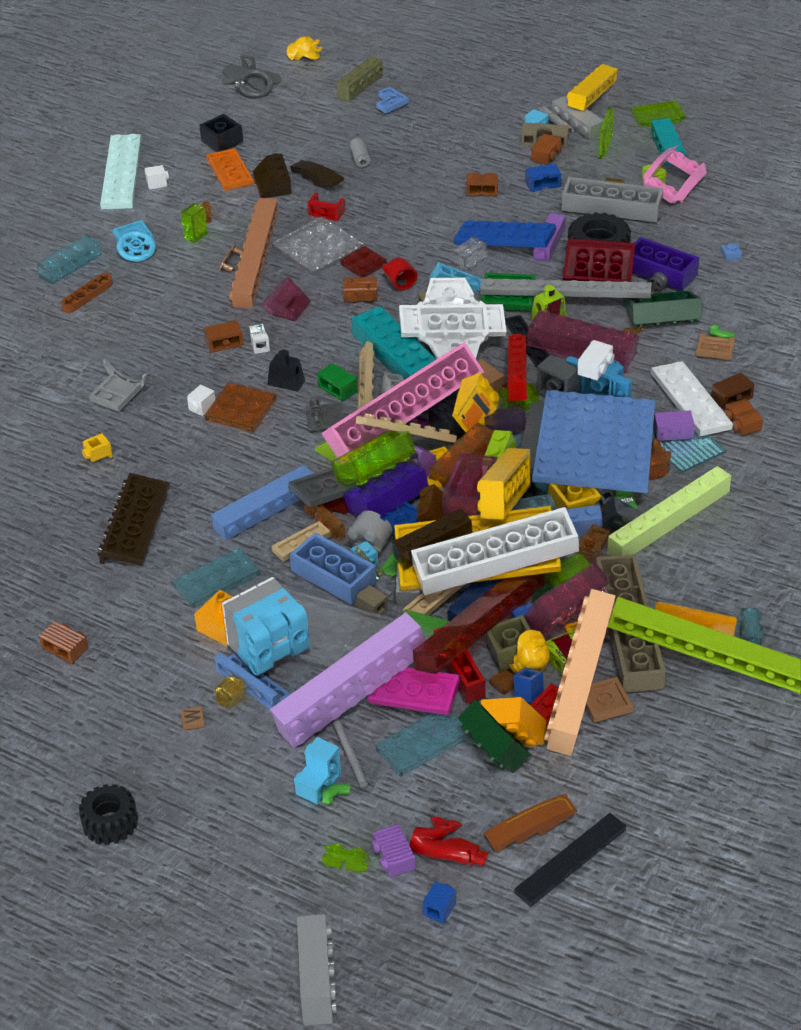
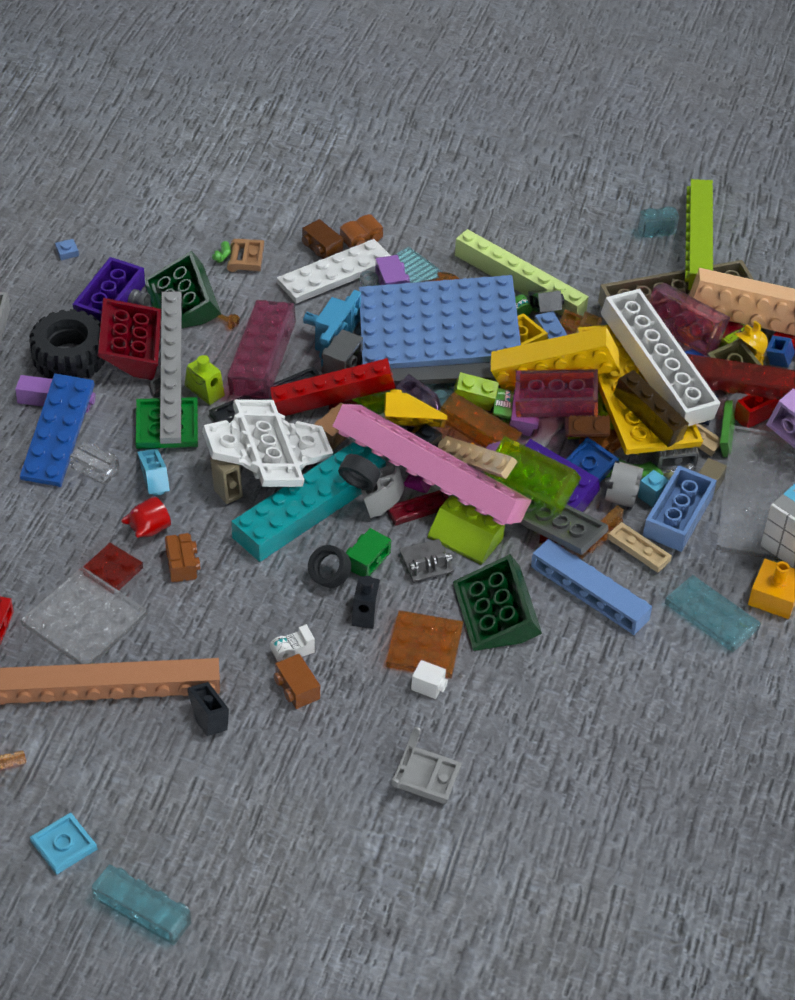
camera: 105 degrees left, 5 degrees up
(73, 302) = (211, 869): dark orange beam -> none
(96, 448) = (544, 766): yellow brick -> none
(133, 519) = (654, 703): dark brown bracket -> none
(136, 246) = (100, 827): medium azure plate -> none
(194, 222) = (56, 754): clear neon green brick -> none
(209, 289) = (208, 709): none -> black slope
(225, 266) = (118, 713): medium nougat piece -> none
(261, 447) = (497, 605): none -> dark green slope
(286, 300) = (213, 628): clear pink slope -> none
(324, 355) = (315, 562): none -> black tyre
(366, 376) = (351, 528): tan plate -> none
(409, 359) = (359, 472): none -> black tyre
(595, 360) = (337, 310): white brick -> none
(719, 622) = (660, 257): light orange bracket -> none

